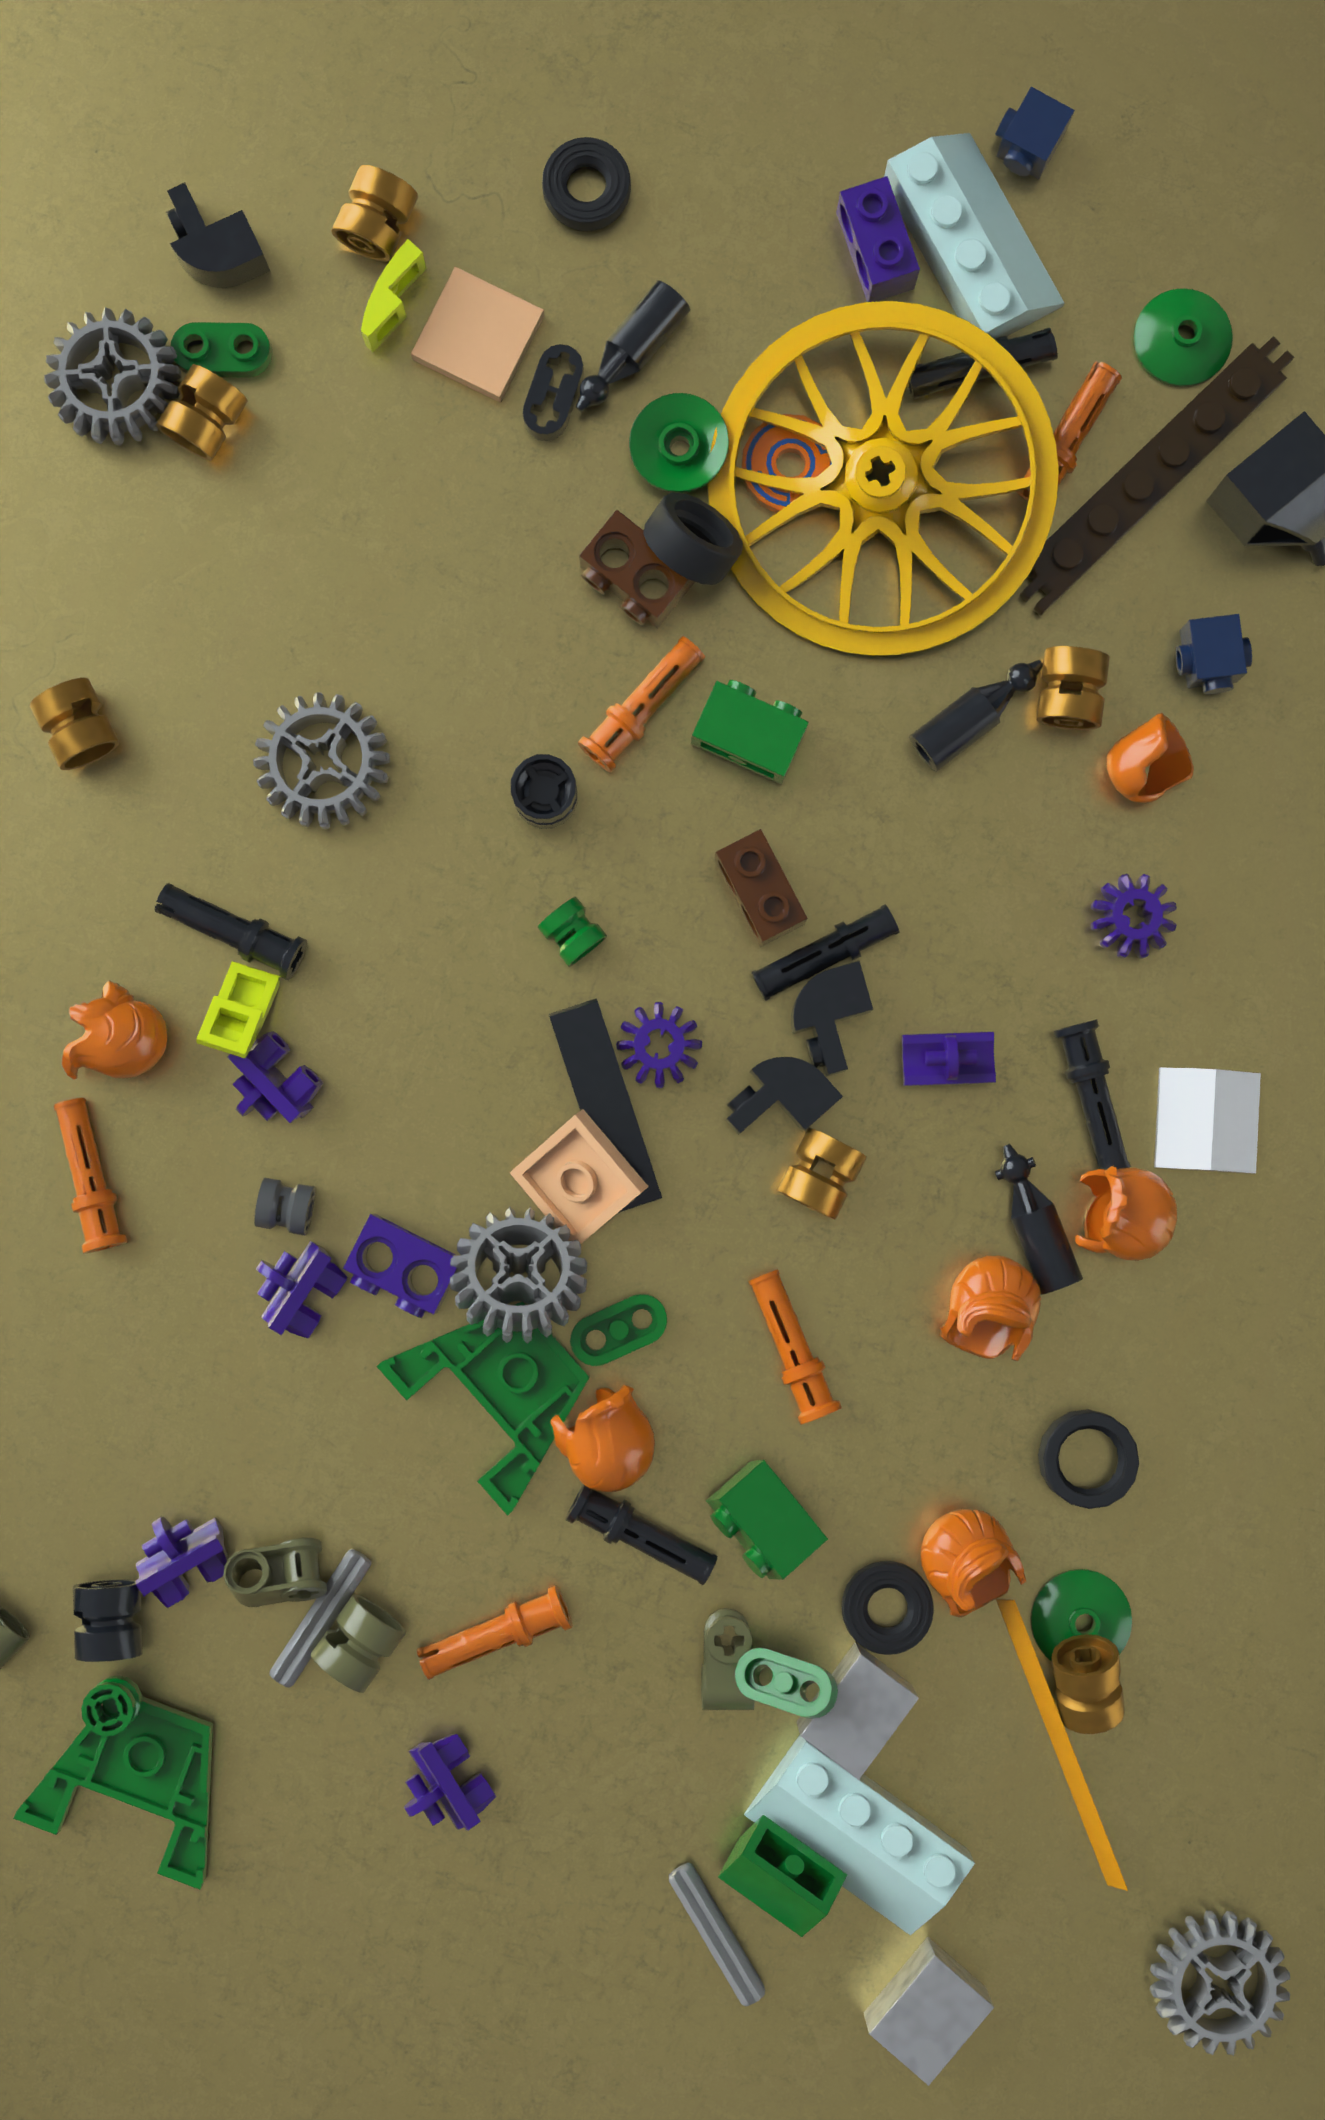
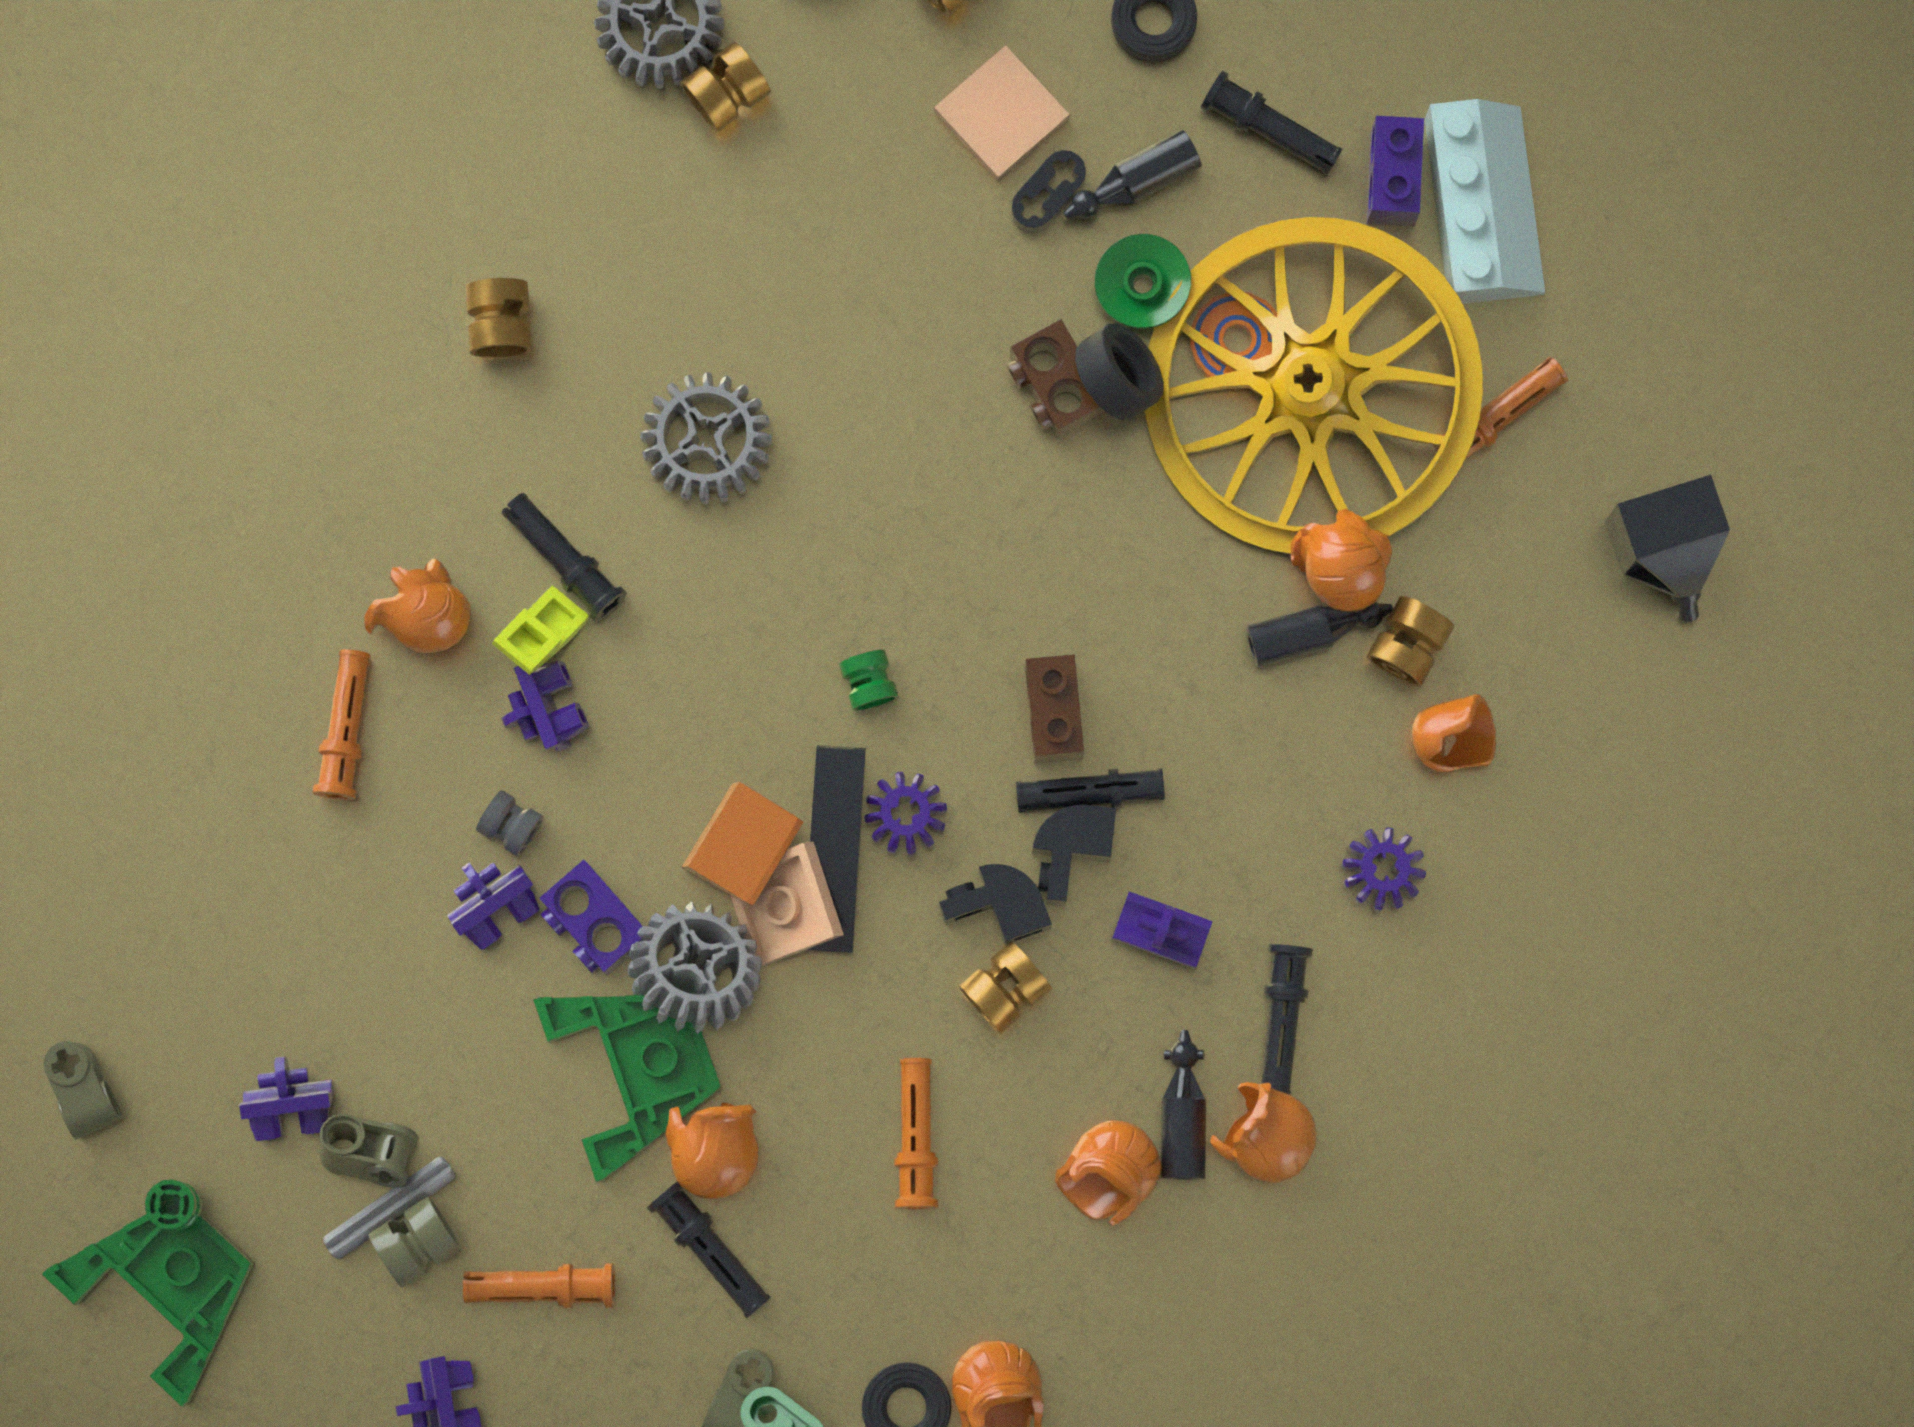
camera: 25 degrees right, 5 degrees down
(107, 1620) = (199, 1129): black wheel -> none
(220, 348) = (764, 37): green plate -> none
(384, 308) = (926, 58): neon yellow slope -> none
(516, 1137) = (742, 843): none -> orange slope
(544, 791) = (894, 544): black wheel -> none
(619, 1330) = (765, 1055): green plate -> none
(630, 727) = (995, 518): orange pin -> none
(717, 239) = (1252, 113): none -> black pin
(750, 730) = (1102, 563): green brick -> none
(765, 1521) = (826, 1280): green brick -> none
(953, 369) = (1414, 312): black pin -> none
(980, 636) = (1343, 561): none -> orange hair
(1032, 133) = (1575, 130): dark blue brick -> none
(1126, 1450) = (1181, 1341): black tyre -> none
(1155, 471) = (1566, 476): dark brown hinge -> none
(1170, 356) = (1631, 386): green dish -> none
(1207, 1120) = (1379, 1082): white slope -> none
(1213, 653) = (1552, 661): dark blue brick -> none

